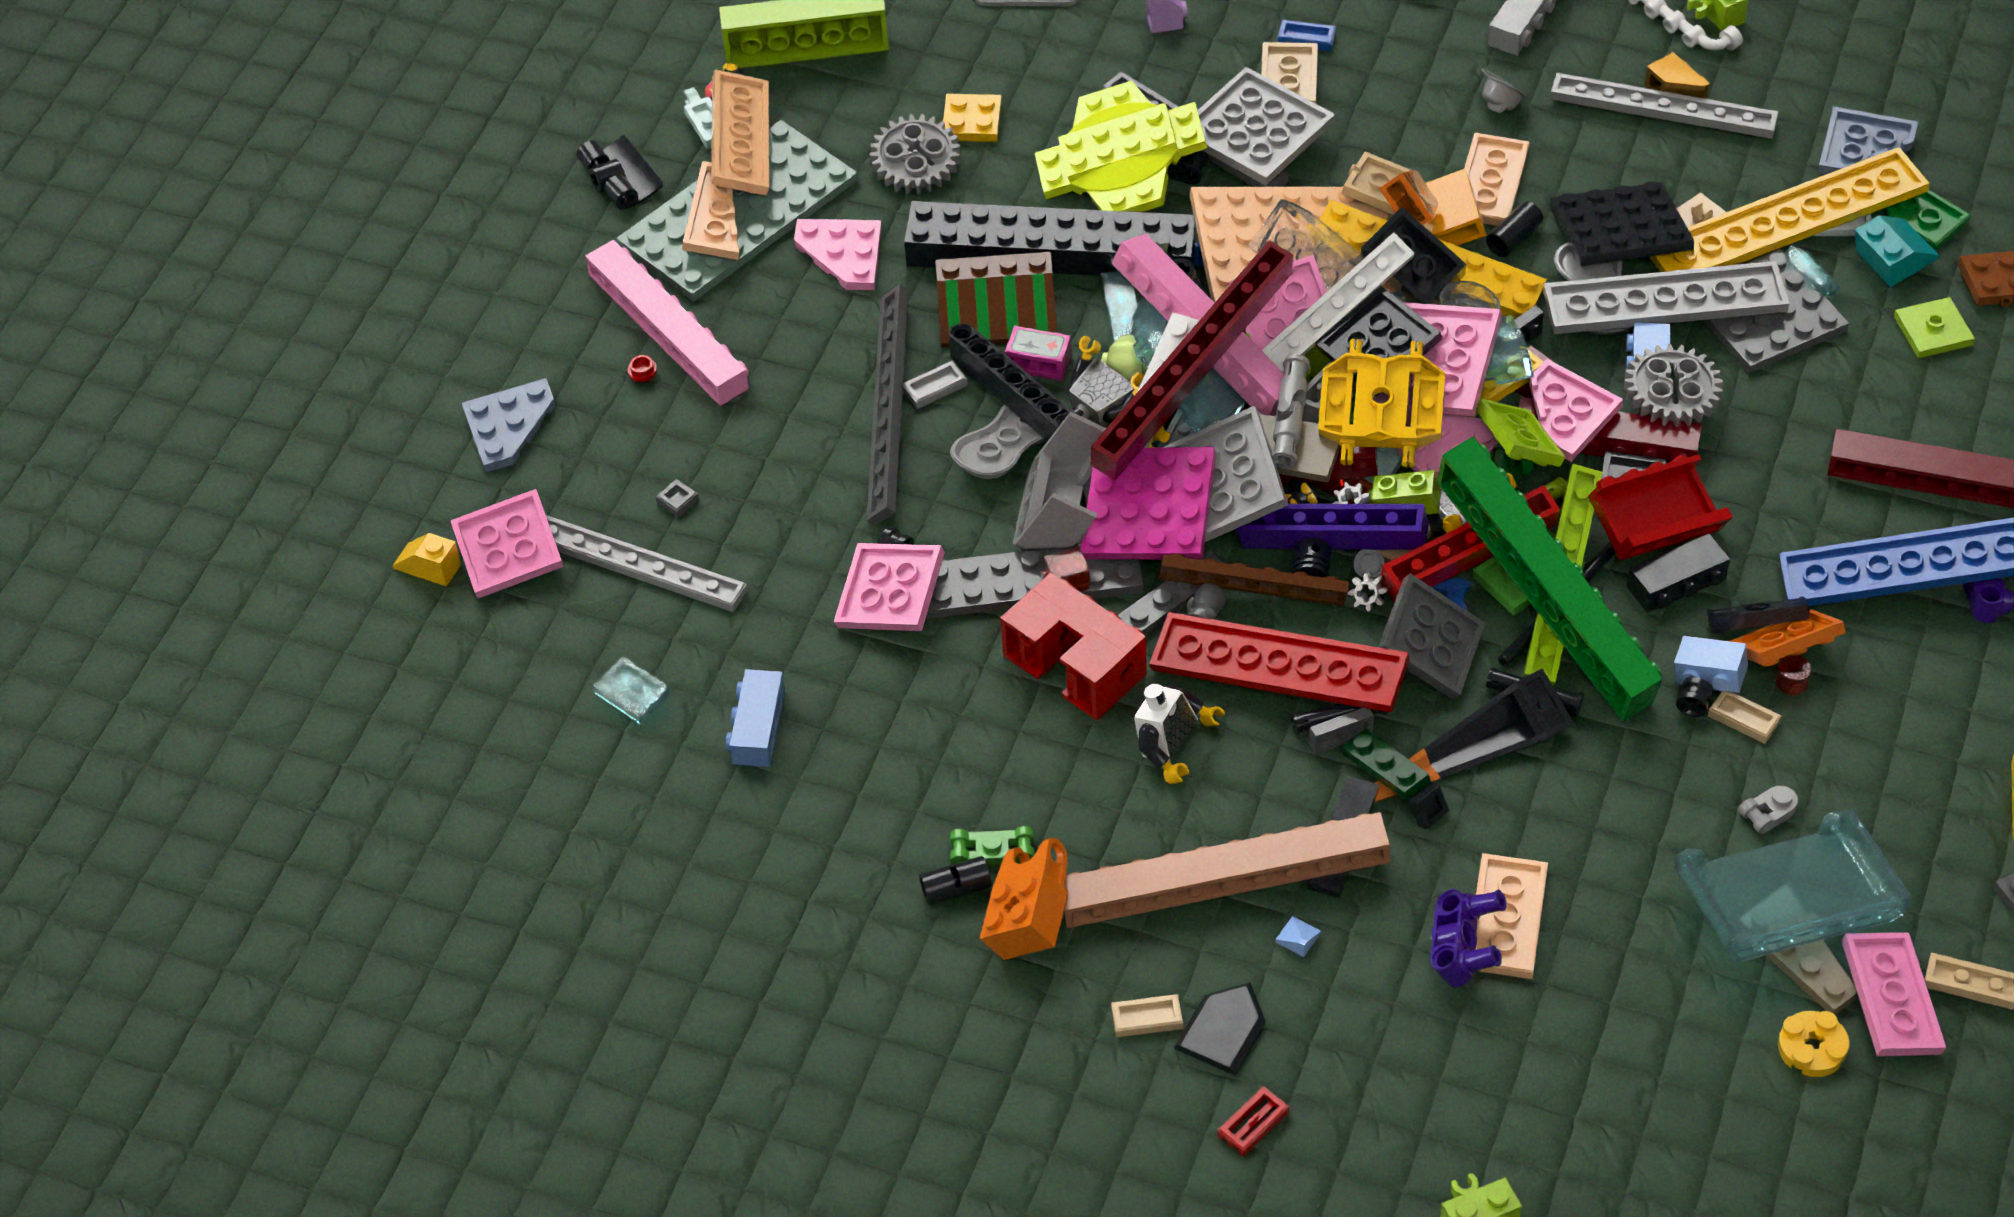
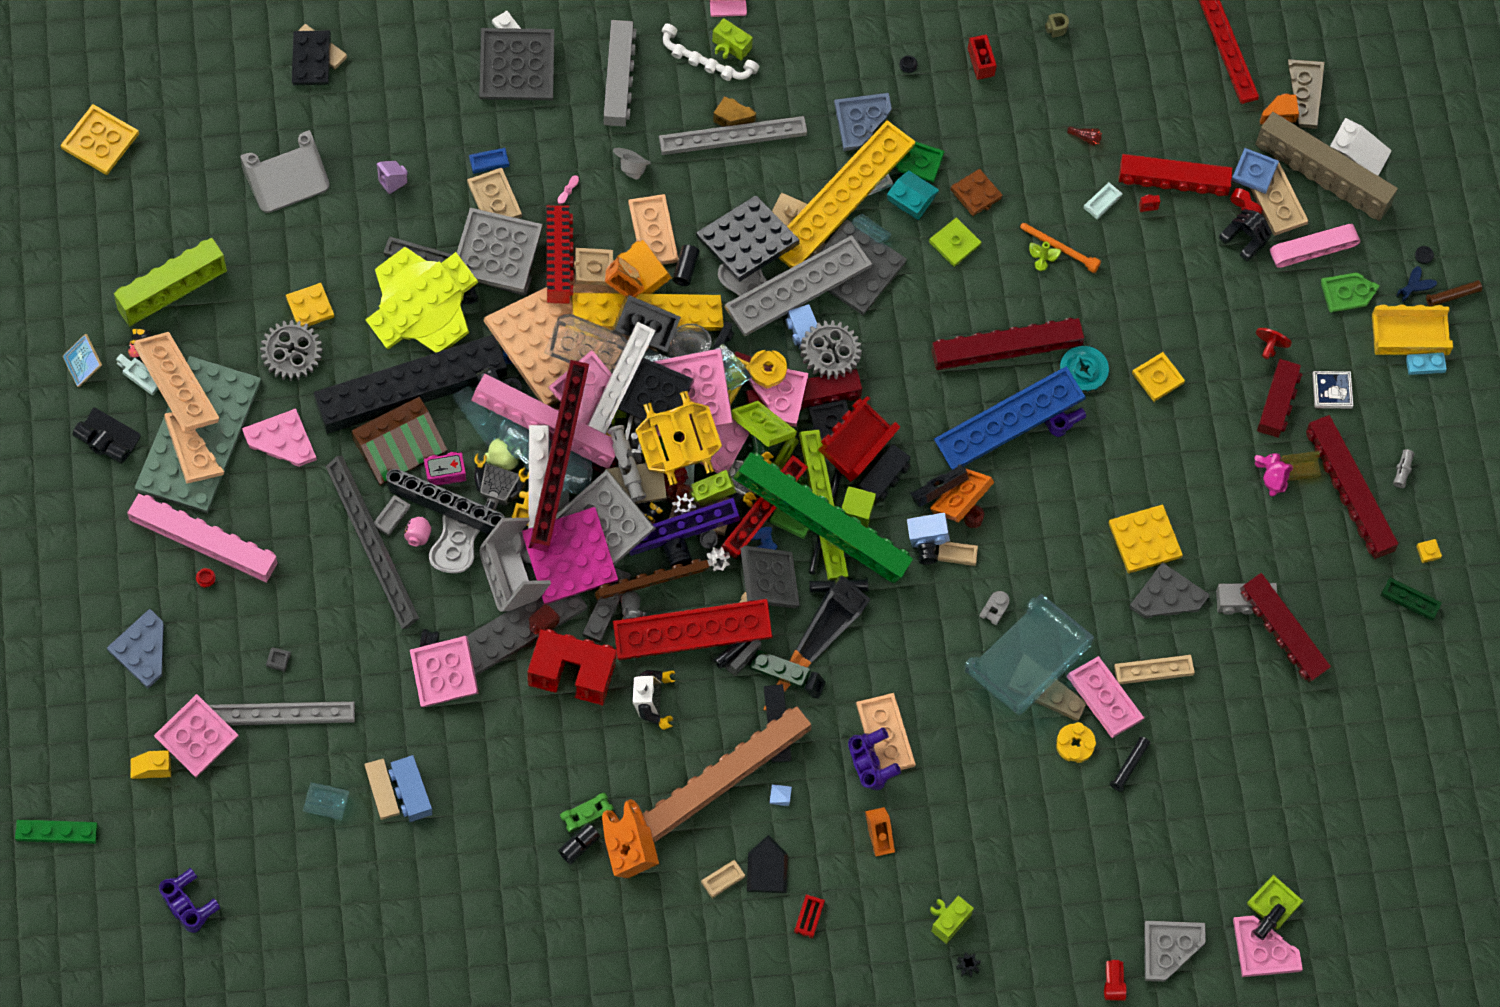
camera: 35 degrees left, 15 degrees up
(254, 592) = (56, 831): none -> green plate
(353, 743) = (182, 906): none -> dark purple piece
(641, 78) = (82, 360): none -> piece
(717, 705) = (382, 789): none -> tan tile
(956, 411) = (417, 531): none -> bright pink head
(1336, 153) = (558, 254): none -> red brick
(1397, 98) = (568, 189): none -> bright pink piece
(1427, 1044) = (880, 831): none -> orange slope
(1561, 383) = (766, 378): none -> yellow plate
(1621, 590) = (859, 504): none -> lime head
(1891, 1107) = (1130, 764): none -> black pin
(1965, 100) = (908, 64): none -> black plate

